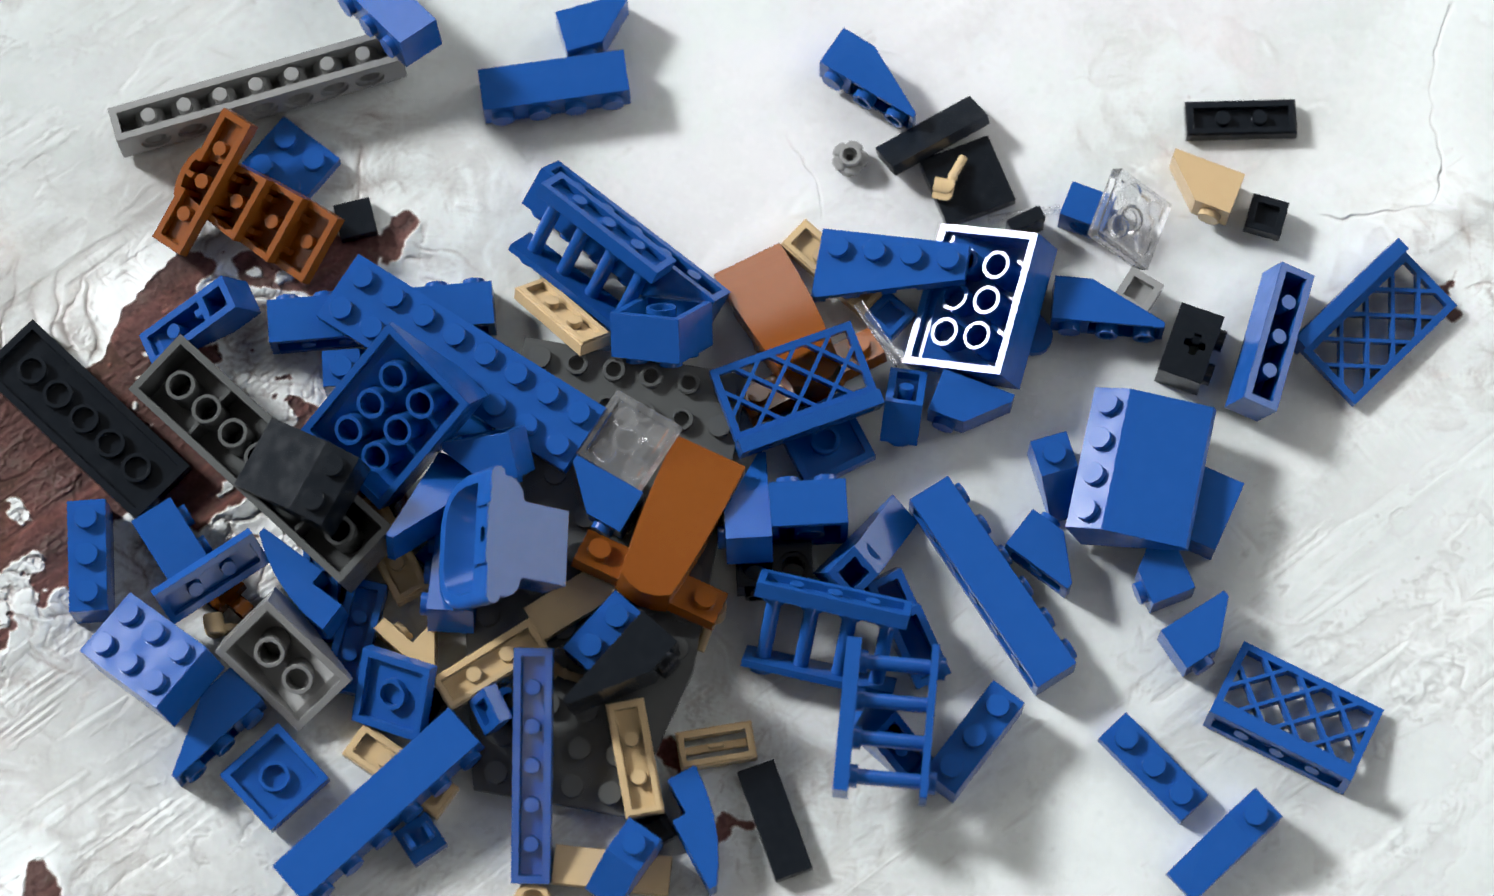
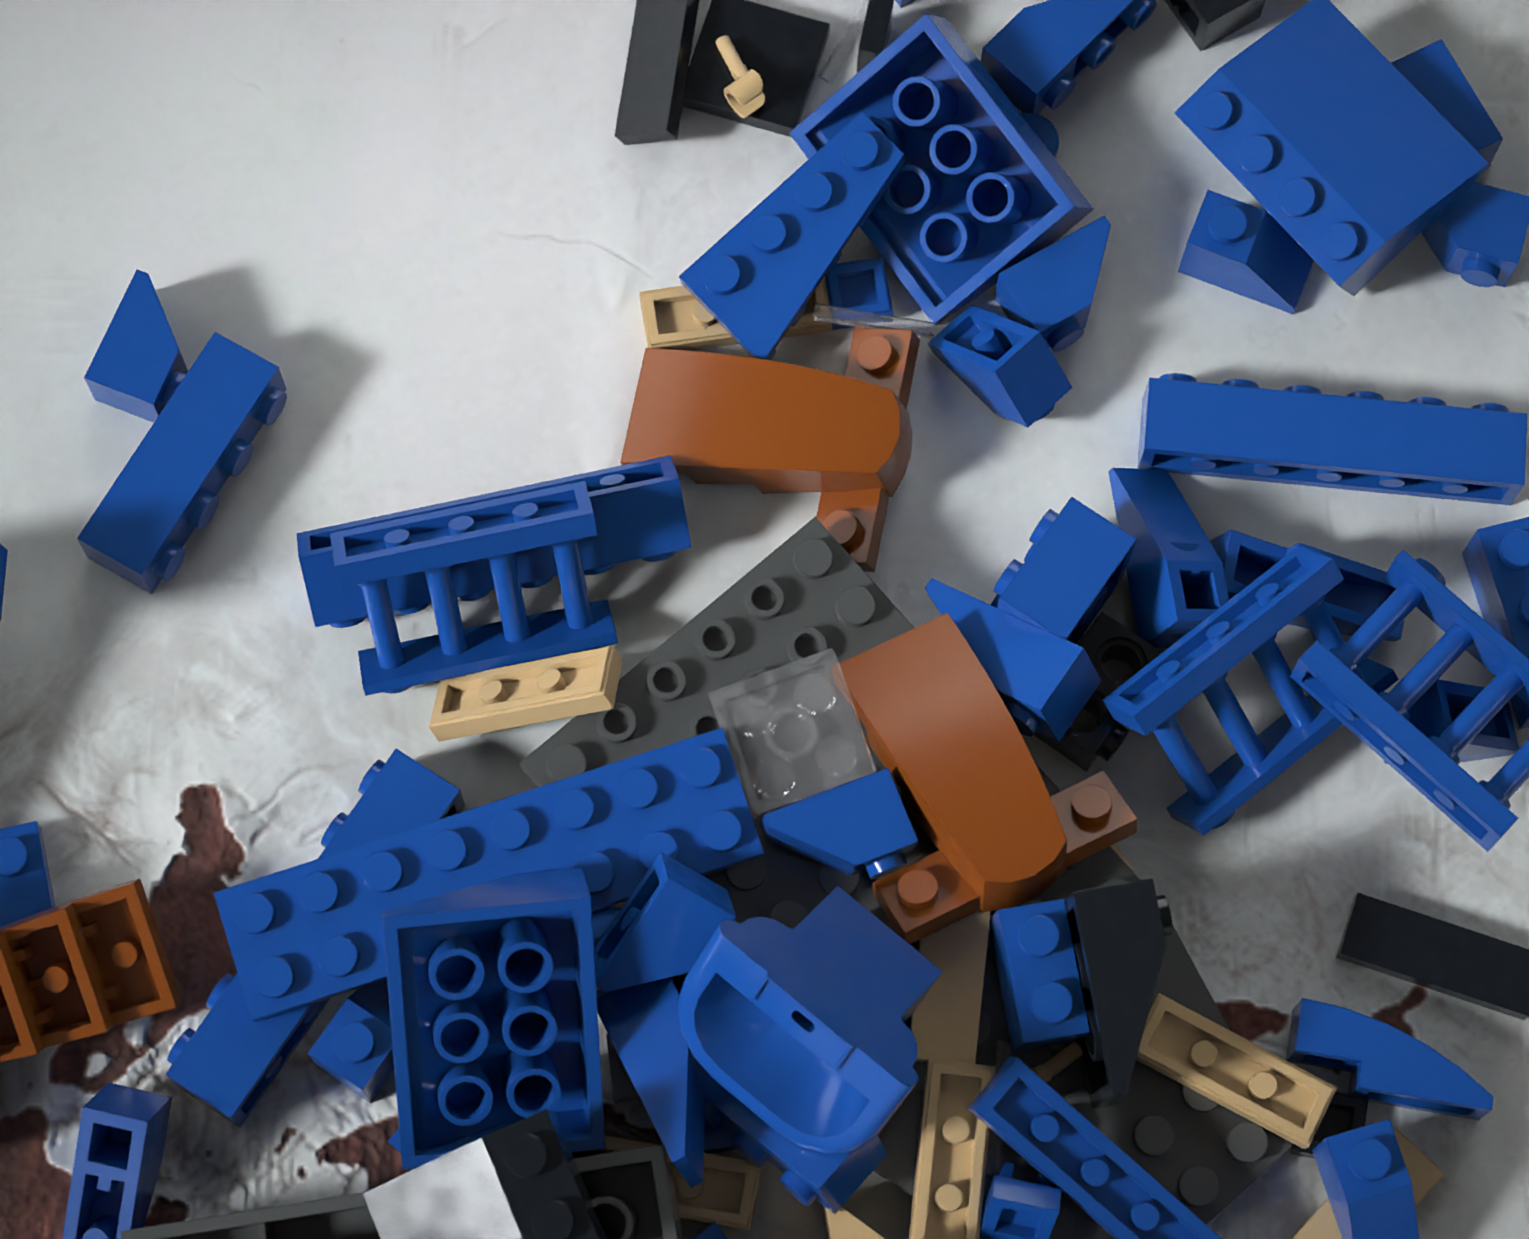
camera: 55 degrees left, 0 degrees up
(358, 219) = (147, 858): black tile -> none
(661, 330) = (663, 577): blue brick -> none
(716, 761) = (1254, 1002): tan tile -> none
(806, 421) = (940, 489): blue fence -> none
(831, 450) = (967, 497): blue plate -> none
(853, 166) = (602, 192): light grey plate -> none
(861, 72) = (508, 70): blue slope -> none
(1042, 551) = (1336, 344): blue slope -> none

